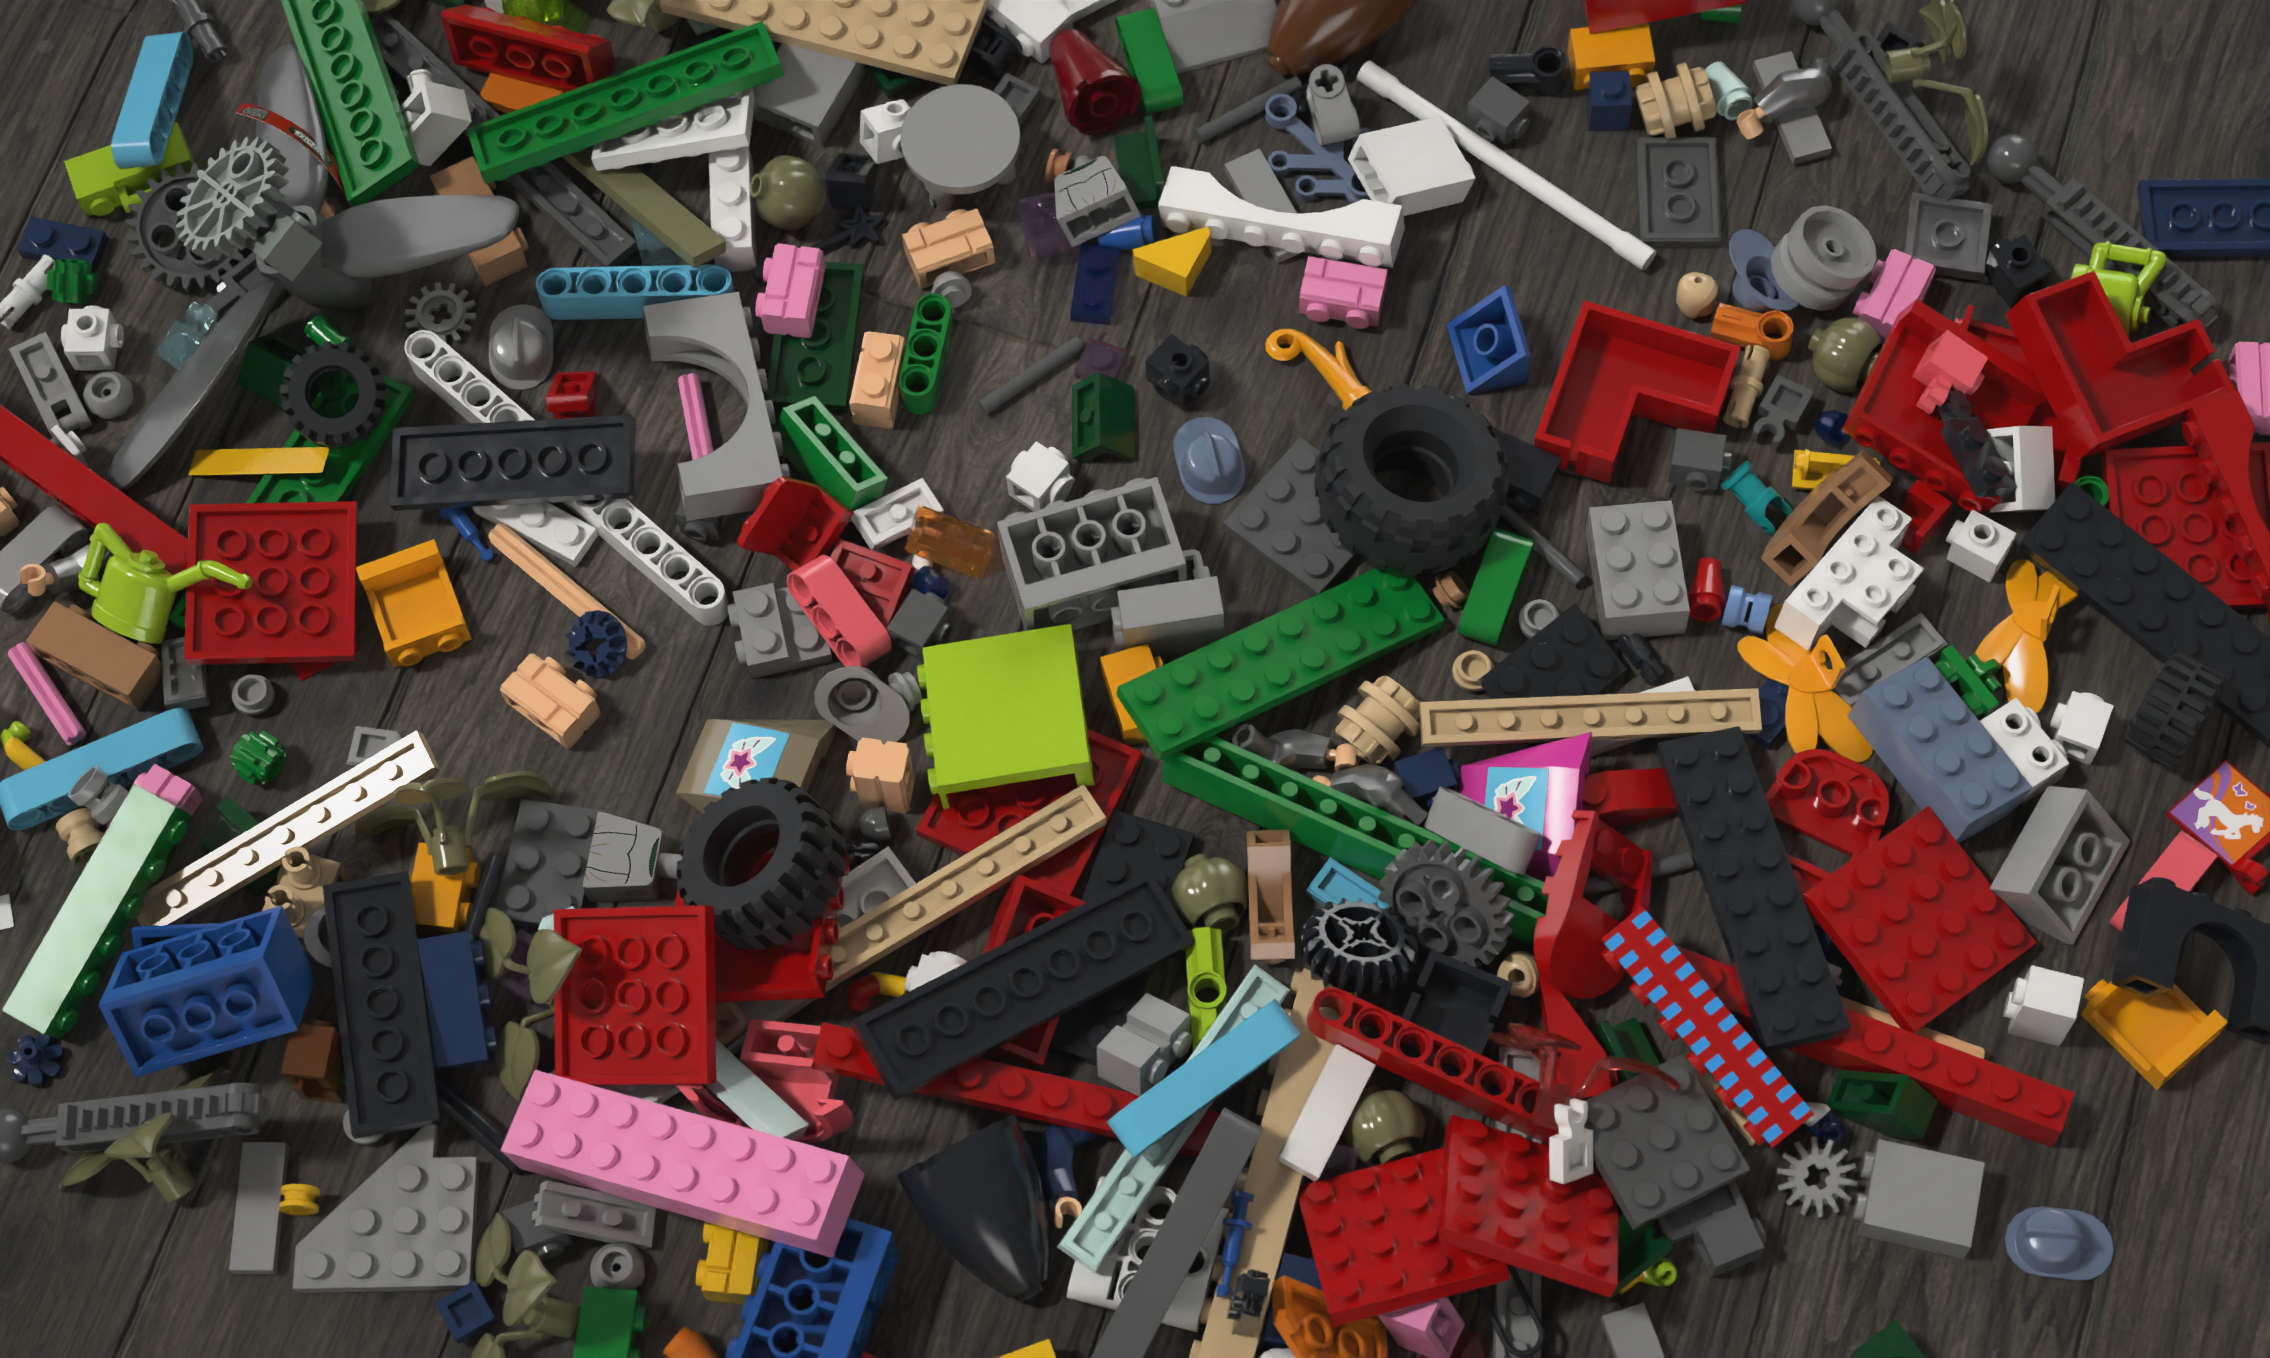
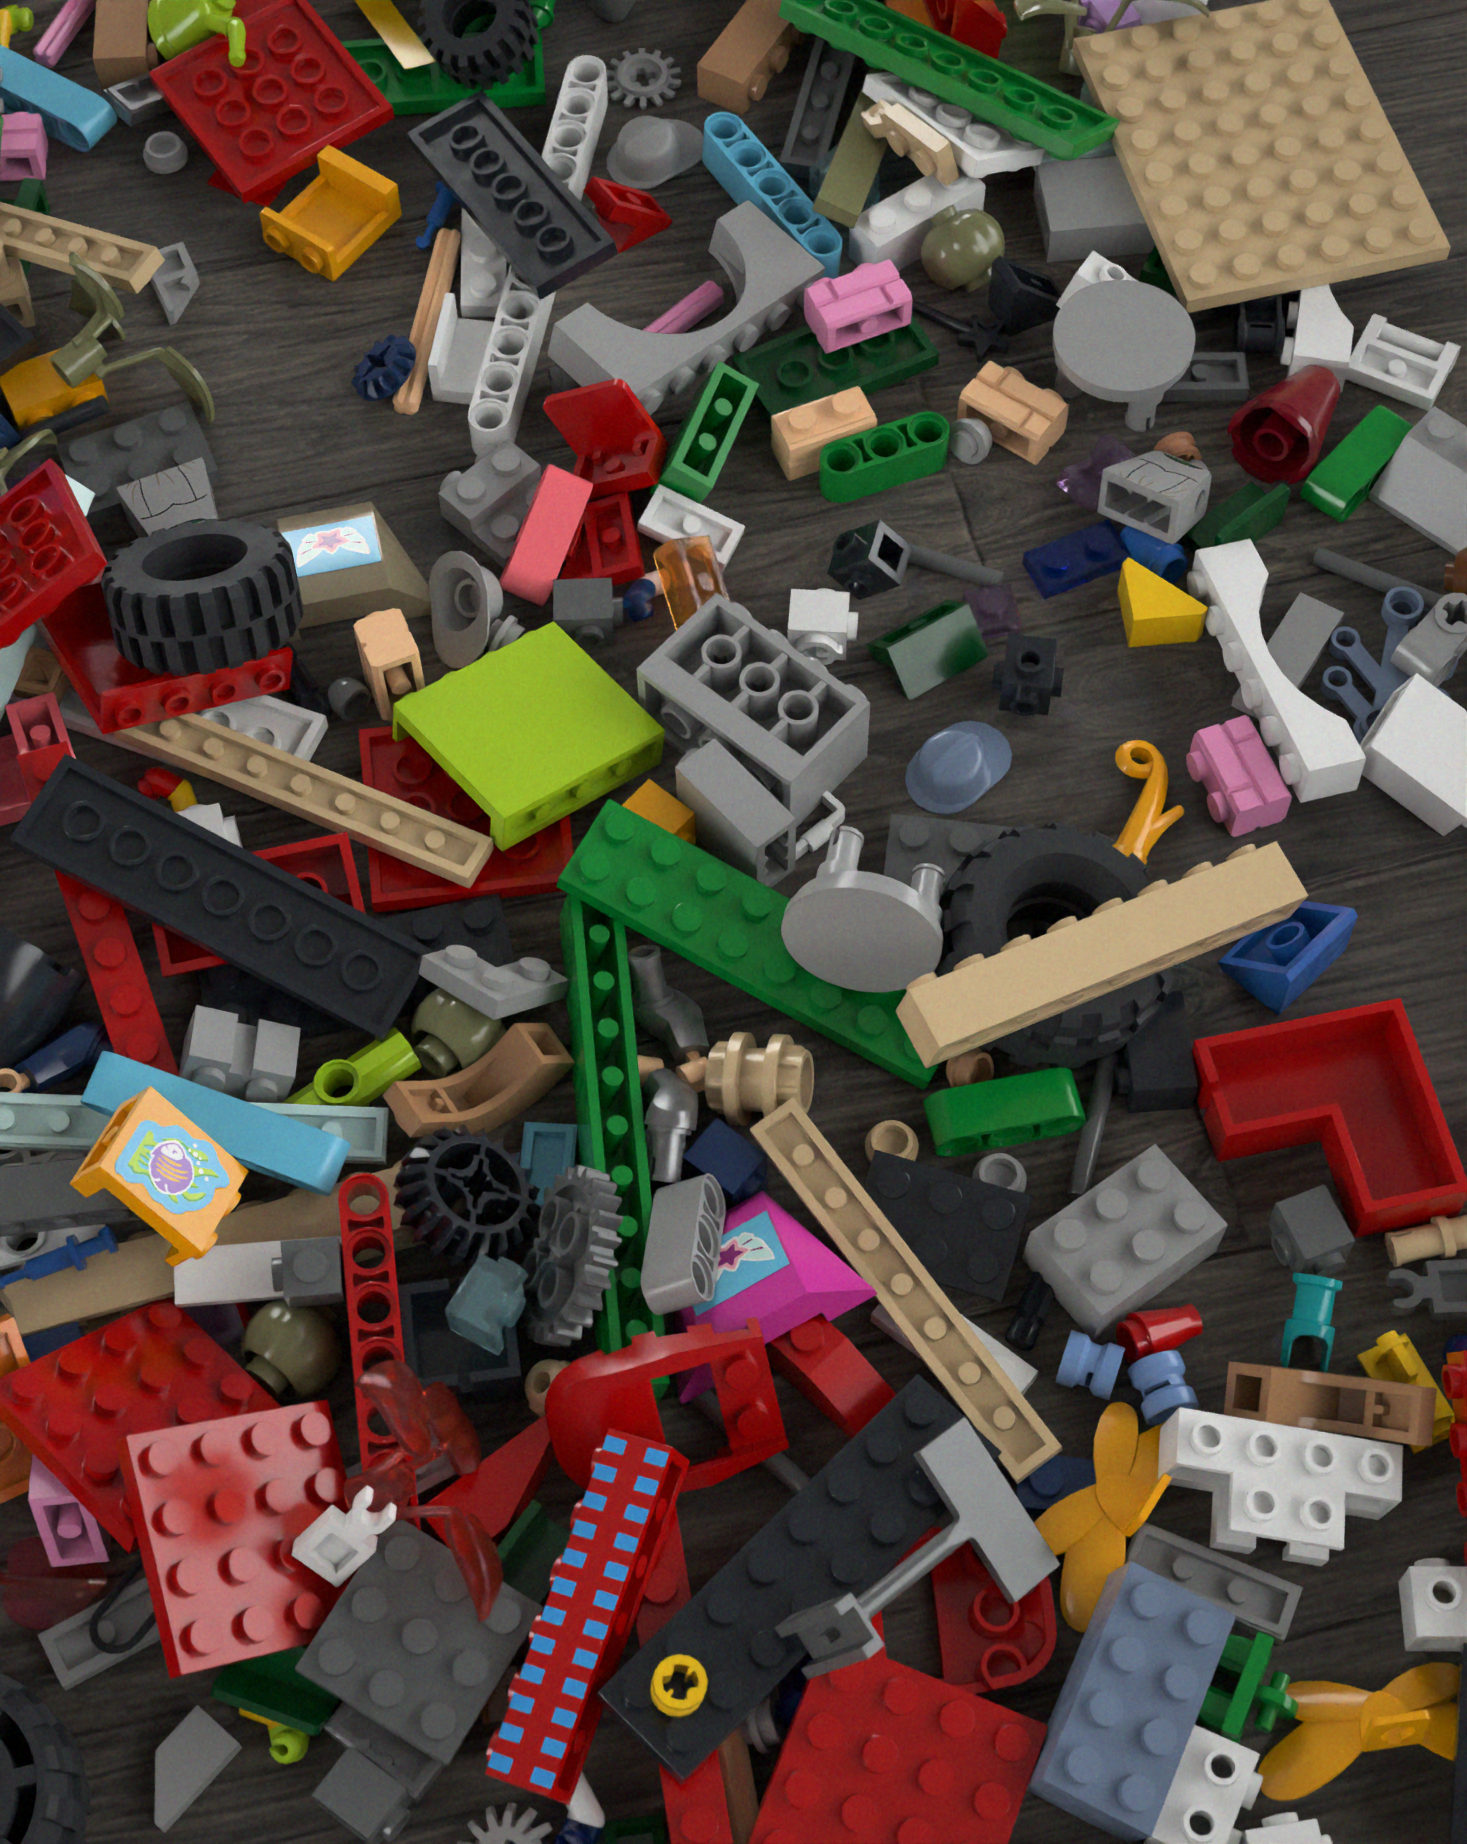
camera: 55 degrees right, 5 degrees down
(258, 757) = (100, 186): green gear -> none
(551, 700) = (303, 366): light nougat brick -> none
(620, 586) = (457, 354): none -> white panel
(678, 163) = (912, 138): none -> tan hinge
(1013, 414) = (869, 560): none -> black brick
(1209, 844) = (493, 989): none -> light grey plate
(1236, 1121) = (164, 1173): none -> panel
(1339, 582) = (864, 925): none -> light grey piece
(1362, 1070) = (310, 1272): none -> dark grey brick
(1457, 970) = (488, 1302): none -> clear light blue brick
(1462, 449) = (1098, 953): none -> tan brick
(1705, 642) = (1090, 1365): none -> medium blue wheel
(1786, 757) = (982, 1513): none -> piece
(1802, 980) = (694, 1695): none -> yellow bush
(1927, 512) = (1423, 1520): red panel -> none

